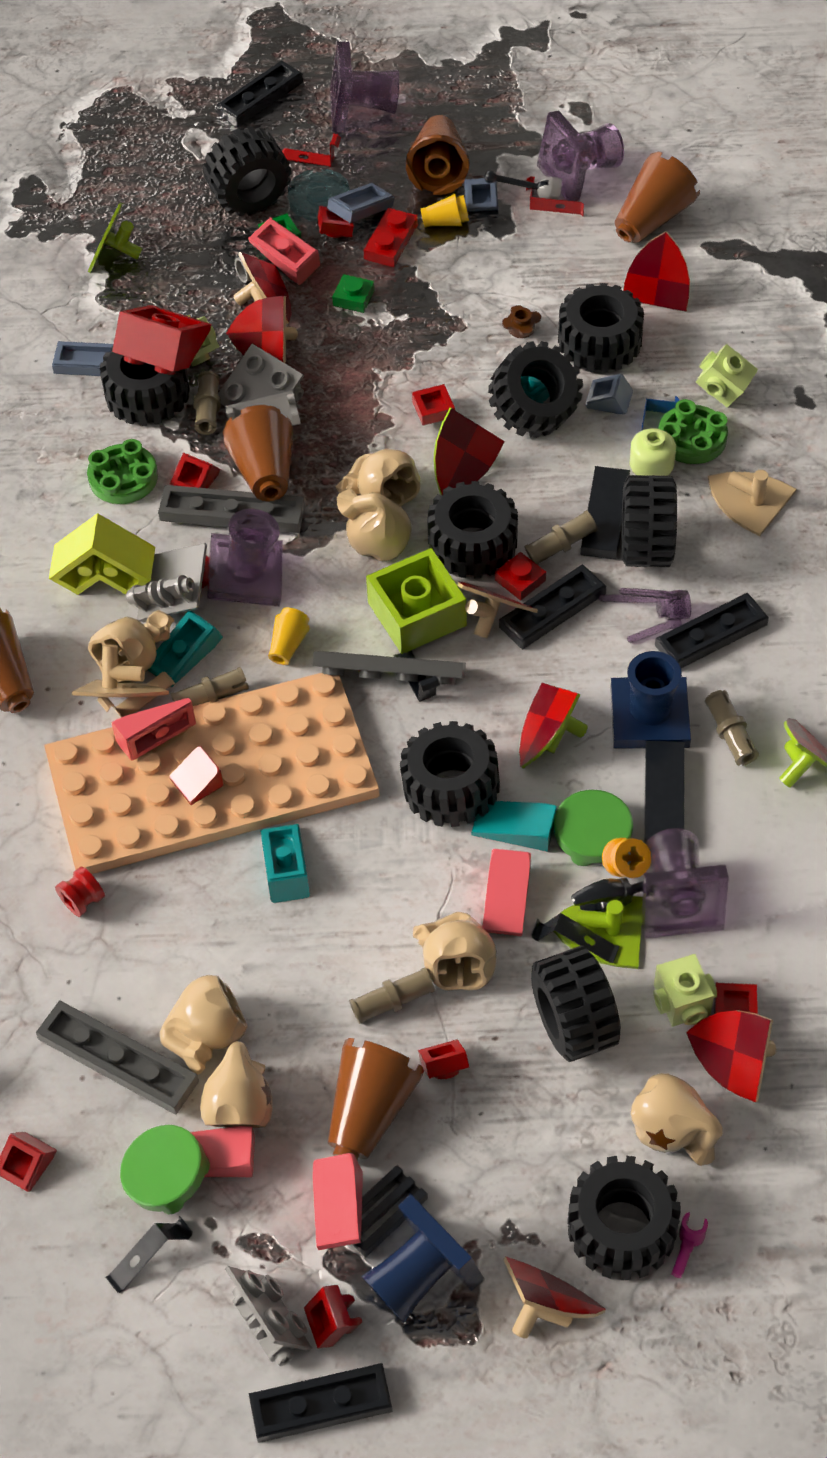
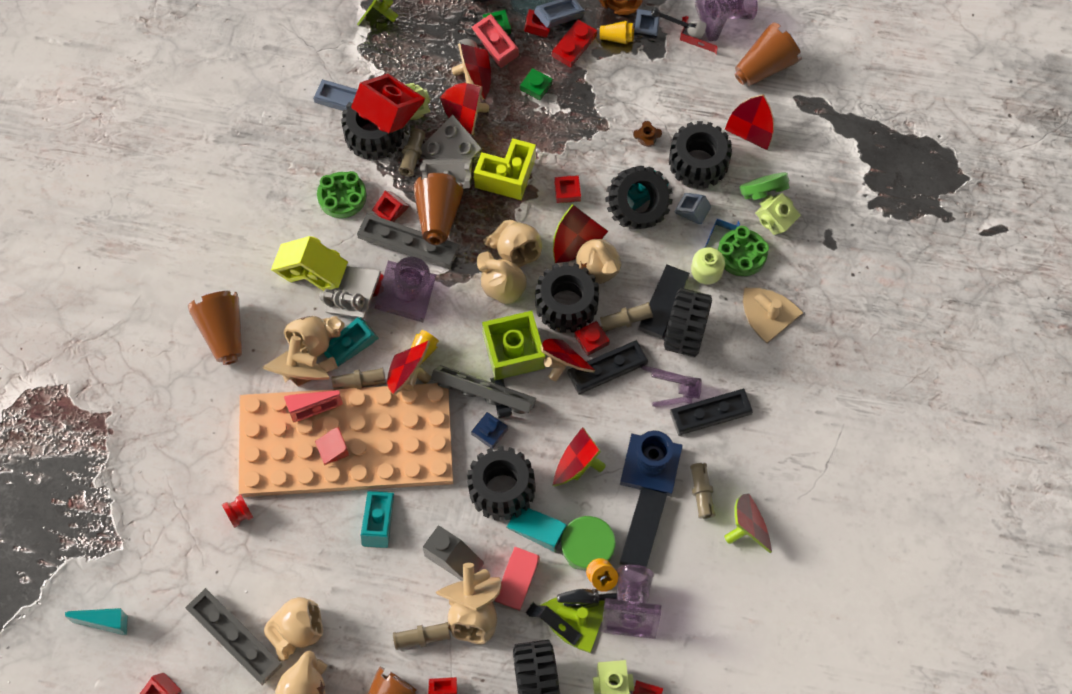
camera: 10 degrees right, 10 degrees up
(273, 658) = (406, 368): none -> shield
(343, 400) = (509, 174): none -> neon yellow brick
(405, 881) = (450, 552): none -> dark grey slope
(411, 715) = (489, 430): none -> dark blue tile
(449, 912) = (475, 589): none -> tan shield
(505, 471) = (600, 259): none -> tan piece
(699, 345) = (759, 187): none -> bright green tile

